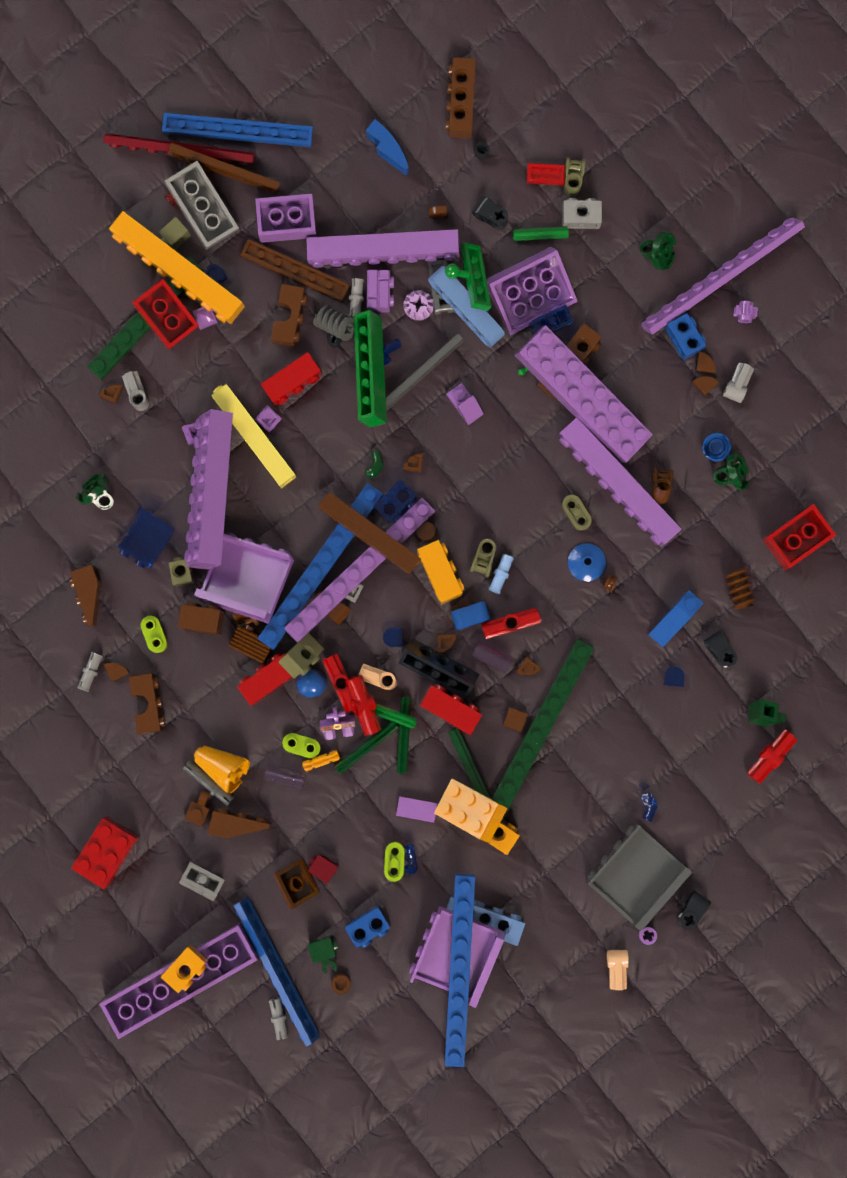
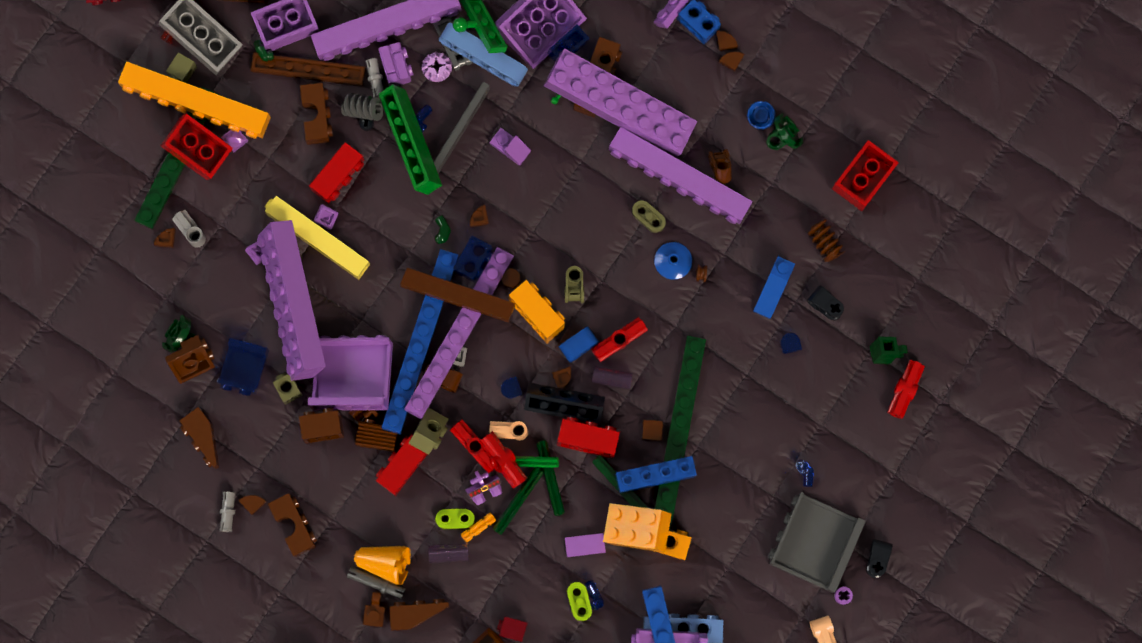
camera: 25 degrees left, 5 degrees down
(99, 517) = (191, 359): none -> reddish brown plate
(153, 634) = (278, 456): lime plate -> none
(216, 273) = (232, 93): clear blue tile -> none
(257, 245) = (260, 49): none -> dark green arm
(312, 683) = (446, 456): blue hair -> none
(501, 573) = (595, 296): light blue pin -> none
(504, 765) = (655, 474): none -> blue brick
(528, 667) = (649, 377): reddish brown tile -> none
(738, 384) = (762, 53): light grey piece -> none

